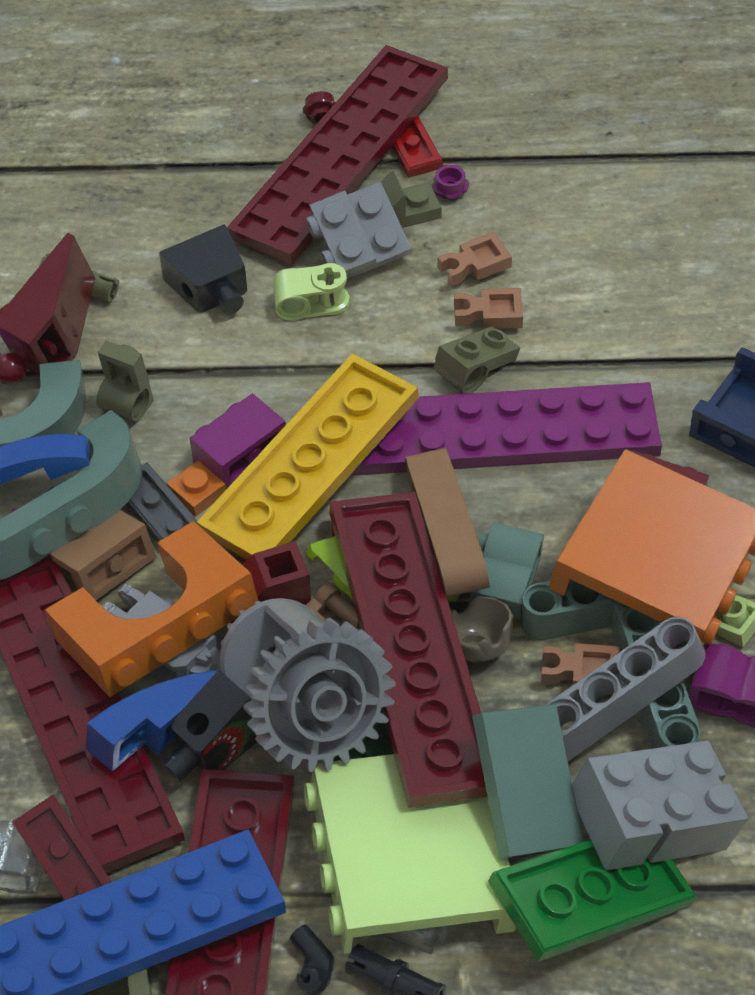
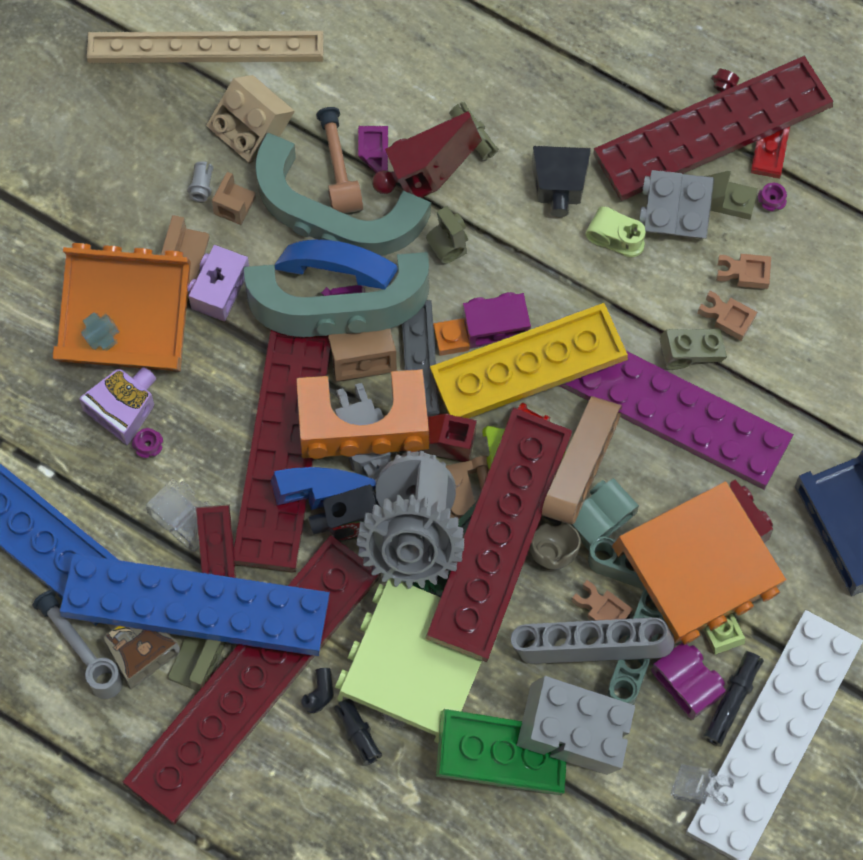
camera: 30 degrees right, 15 degrees up
(527, 780) = (505, 665): sand green tile -> none

